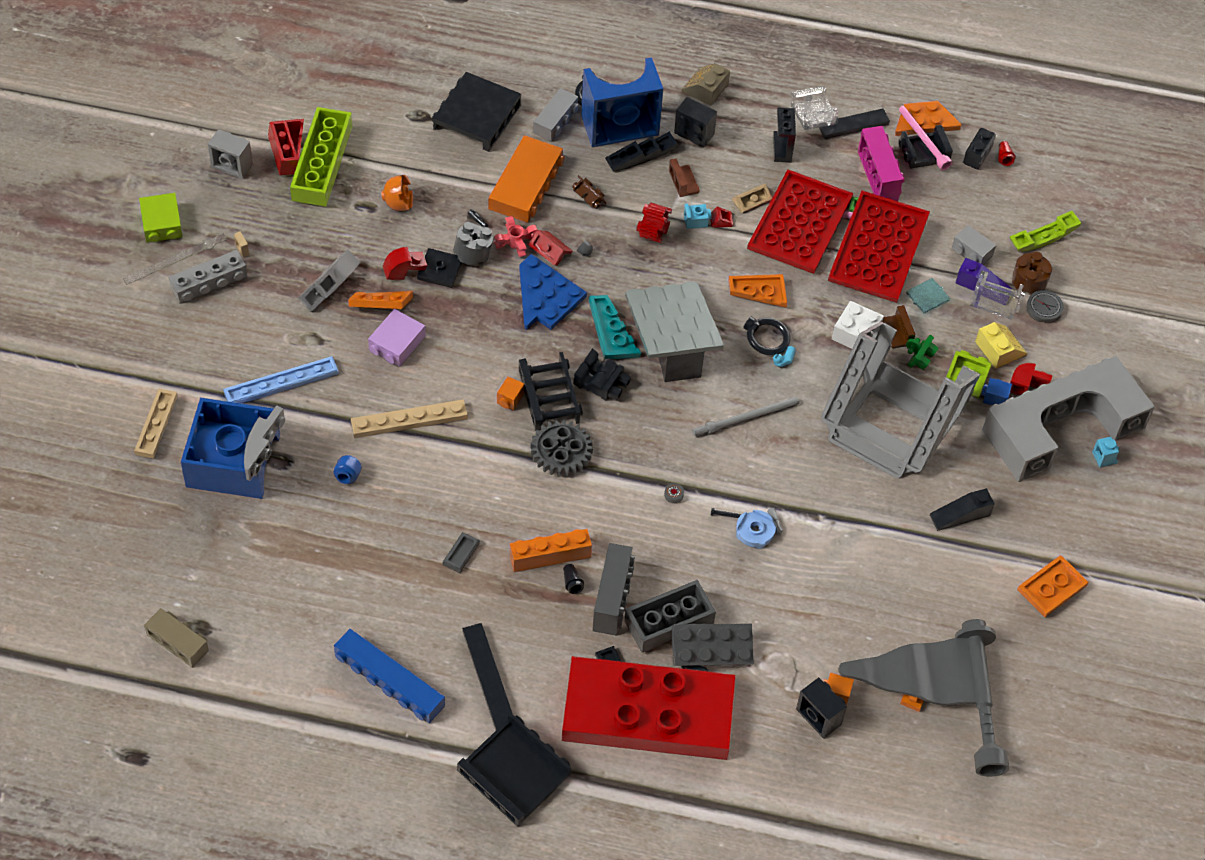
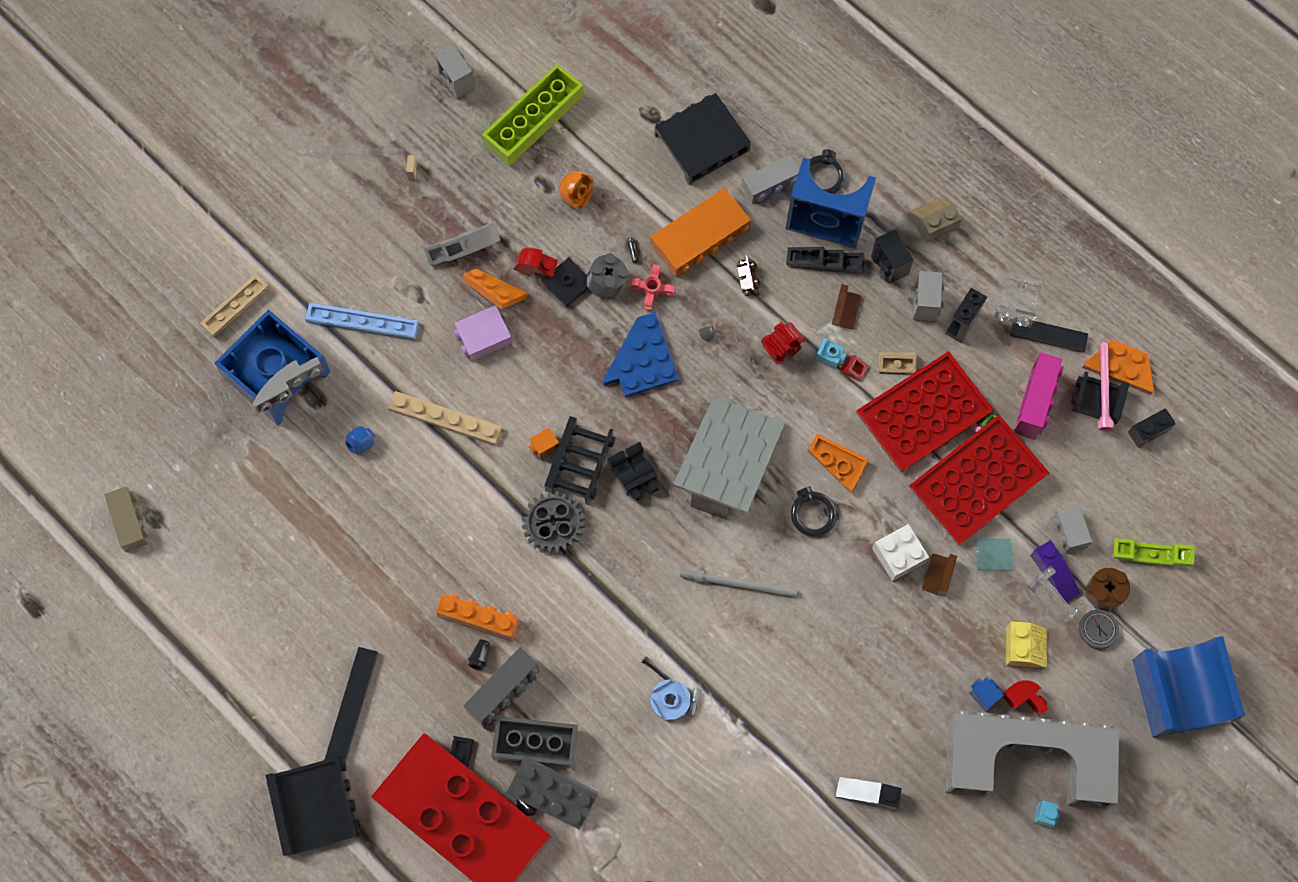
camera: 35 degrees right, 15 degrees up
(160, 217) = (361, 104): lime brick -> none
(208, 276) = (363, 185): light grey brick -> none
(285, 143) = (512, 85): red wedge -> none
(389, 676) = (270, 656): blue brick -> none
(461, 552) = (405, 573): dark grey tile -> none
(549, 246) = (677, 313): red panel -> none
(611, 331) = (674, 431): teal wing -> none
(674, 493) = (623, 622): dark grey tile -> none
(744, 136) = (927, 296): none -> light grey brick
(786, 359) = (813, 546): medium azure arm -> none
(919, 349) = (951, 607): green hips -> none
(934, 407) = (835, 673): light grey piece -> none
(980, 365) = (971, 659): lime plate -> none
(1006, 155) = (1175, 447): red cone -> none
(1142, 307) = (1188, 688): none -> blue piece

